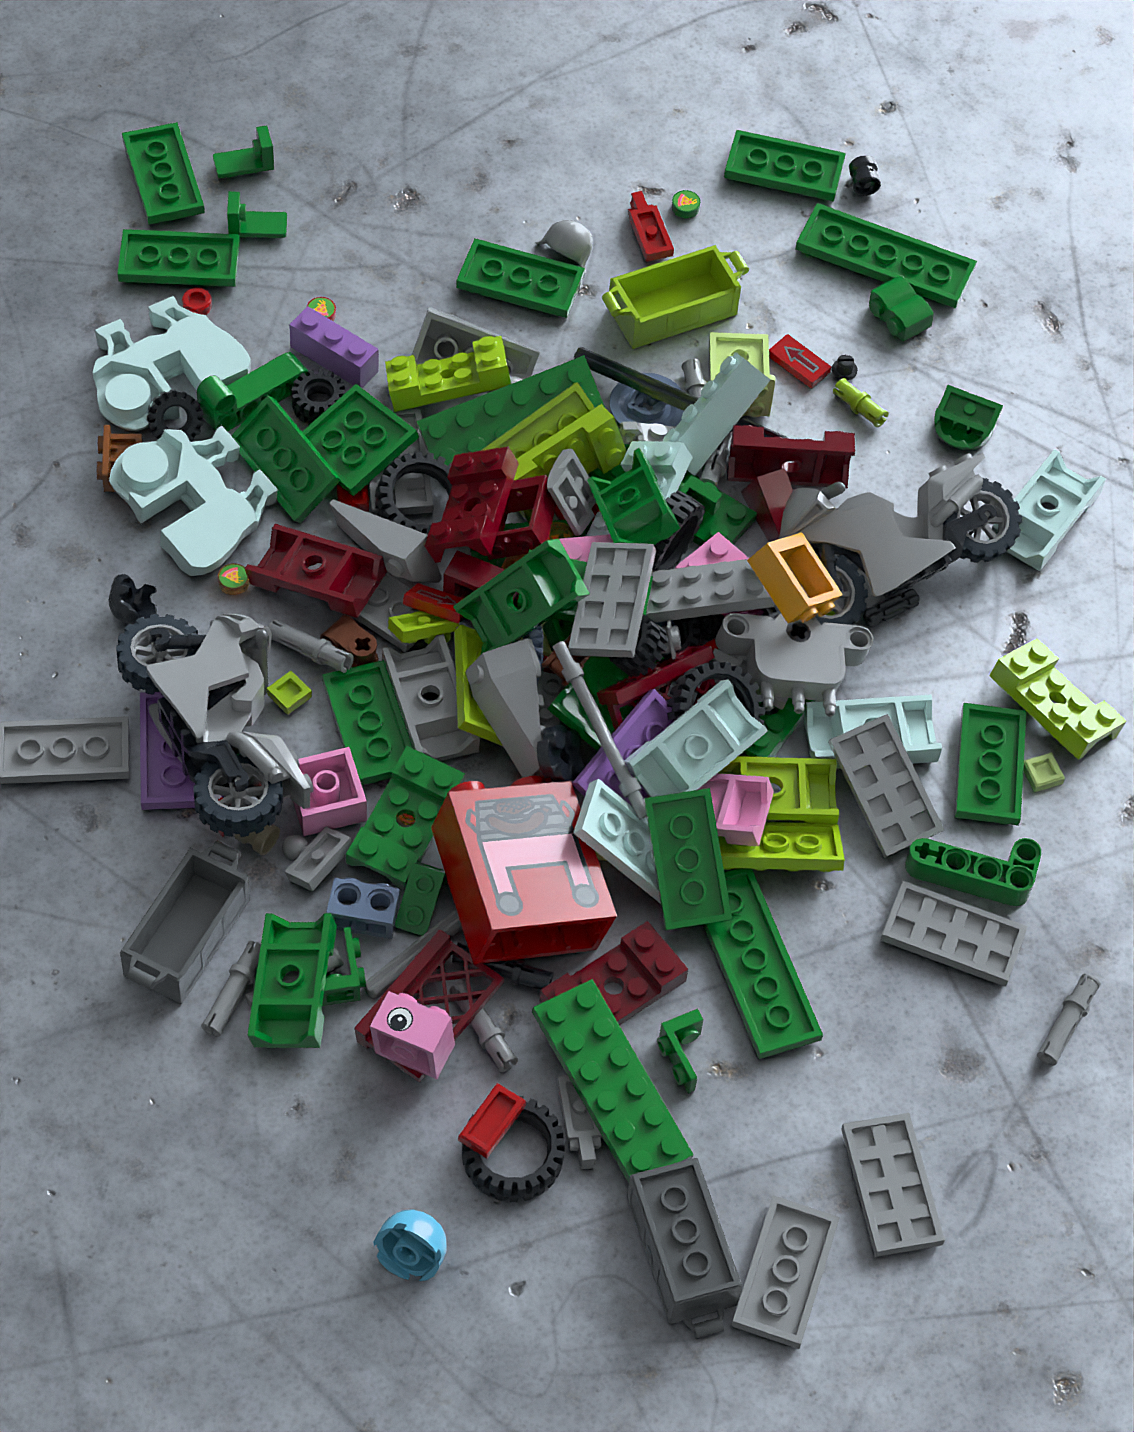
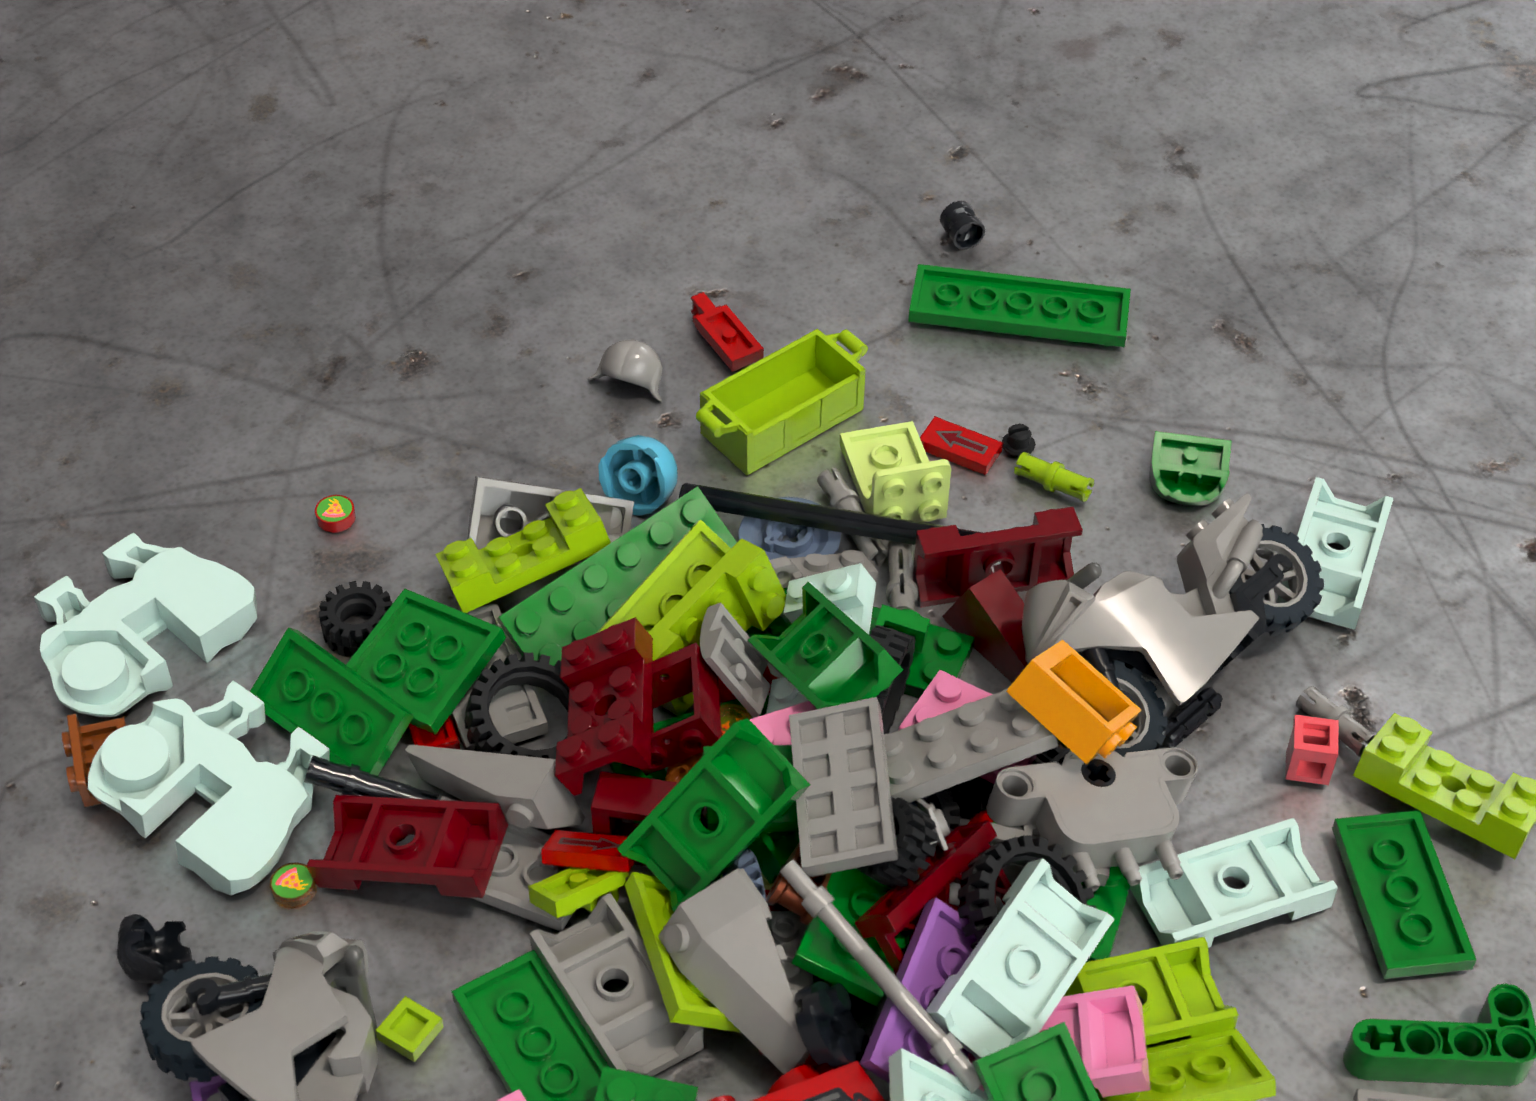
camera: 10 degrees left, 10 degrees down
(163, 173) = (92, 392): green plate -> none
(175, 398) = (165, 658): black tyre -> none
(178, 257) = (131, 487): green plate -> none
(197, 301) = (168, 533): red tile -> none
(233, 403) = (244, 649): green beam -> none
(247, 160) = (201, 356): green bracket -> none
(254, 222) = (222, 427): green bracket -> none
(290, 518) = (359, 783): none -> black pin
(319, 650) = (439, 957): light grey pin -> none
(334, 347) = (362, 551): medium lavender brick -> none
(350, 637) = (480, 935): copper piece -> none
(520, 278) = (577, 419): green plate -> none
(550, 331) = (640, 472): none -> medium azure cylinder
(686, 204) = (759, 298): tile -> none
(717, 409) = (891, 512): light aqua brick -> none
(784, 165) = (864, 233): green plate -> none
(885, 785) = (1285, 958): light grey plate -> none
(901, 308) = (1062, 359): green brick -> none
(965, 650) = (1312, 750): none -> coral brick
(994, 632) = (1348, 730): none -> light grey pin
(1043, 772) = (1473, 888): yellowish green tile -> none

